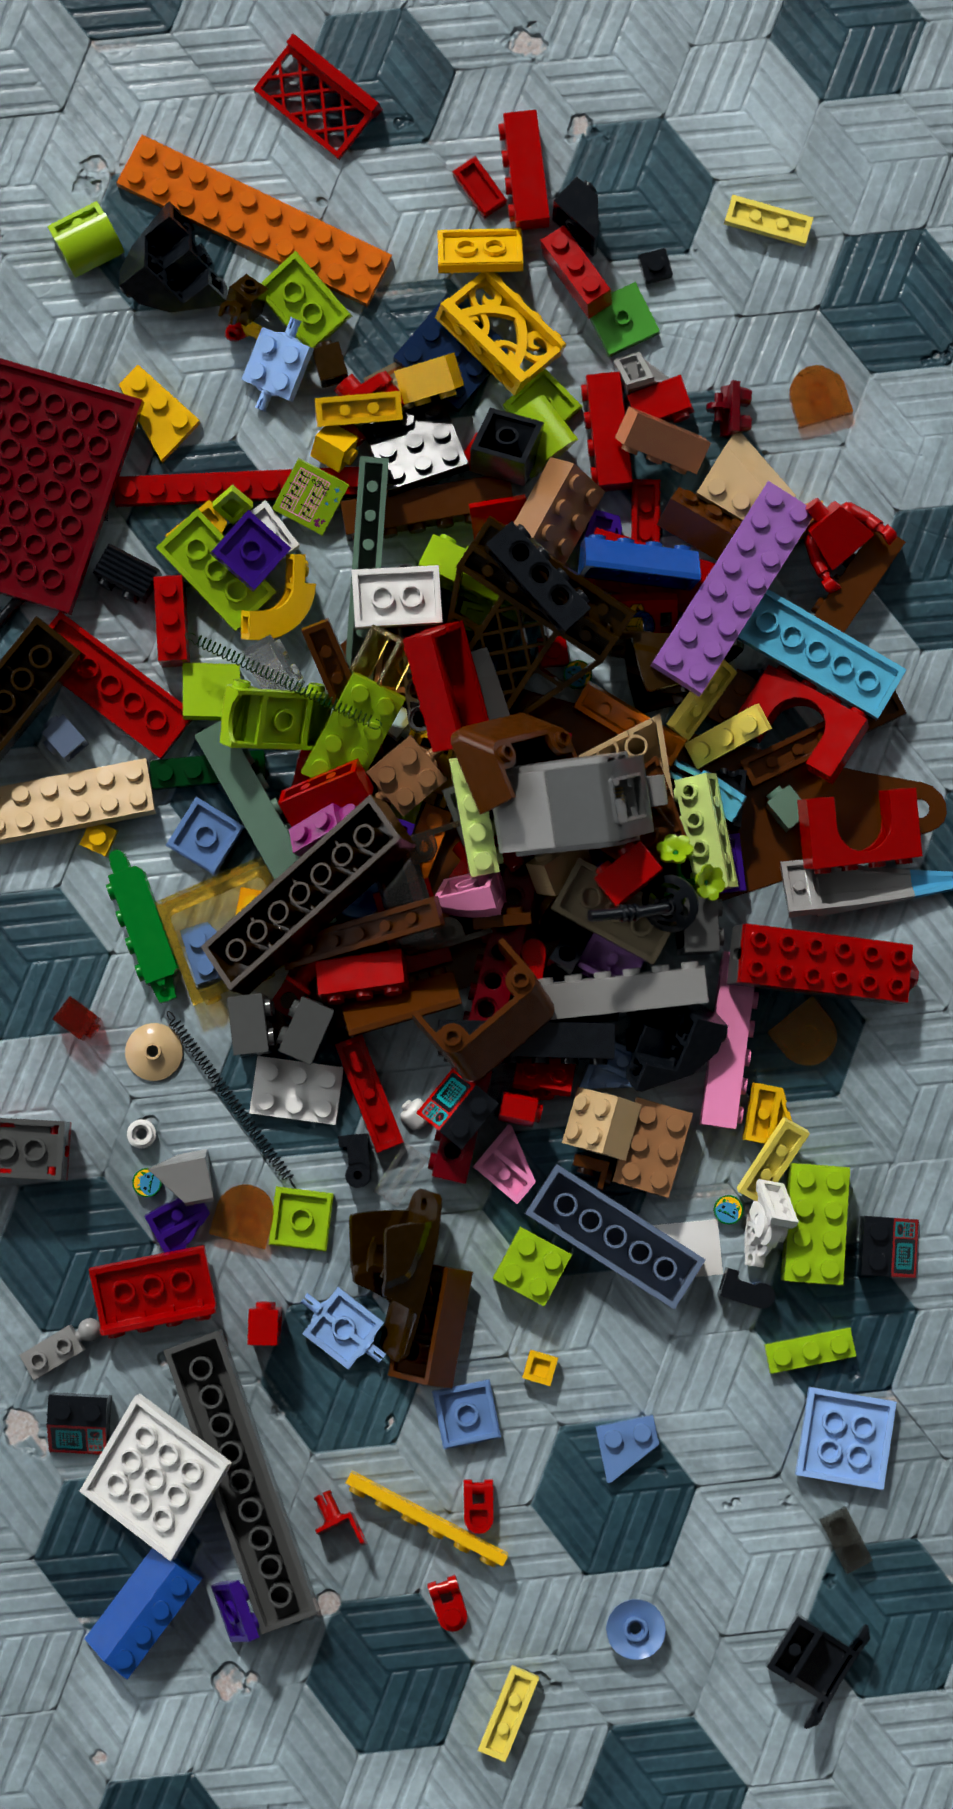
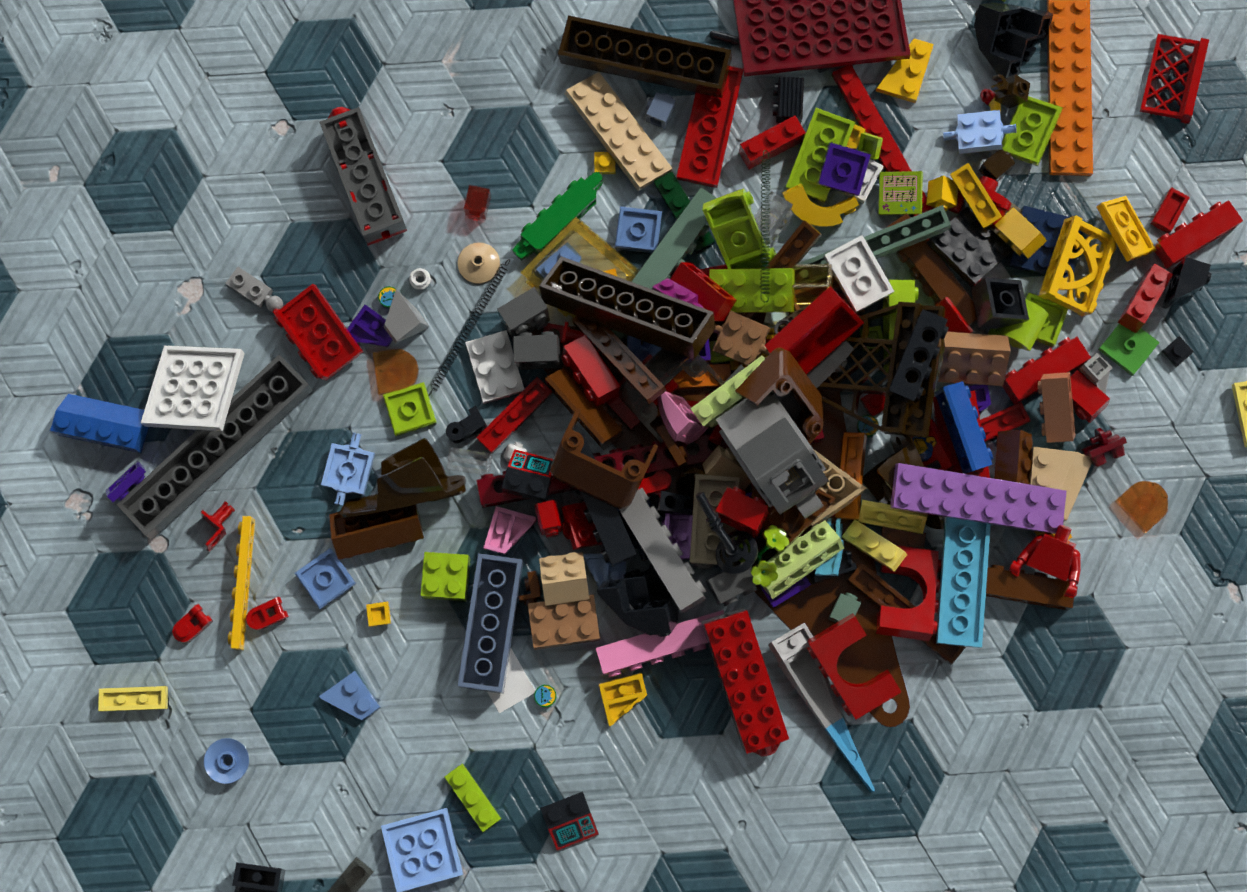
camera: 65 degrees right, 5 degrees down
(78, 1422) = (209, 323): black slope -> none
(205, 689) = (736, 179): lime tile -> none
(264, 1324) = (326, 414): red brick -> none
(756, 1295) = (492, 732): black leg -> none
(769, 1221) = (549, 725): white piece -> none
(774, 1156) = (592, 710): light yellow plate -> none
(805, 1034) = (692, 695): clear orange tile -> none
(818, 1243) = (562, 760): lime brick -> none

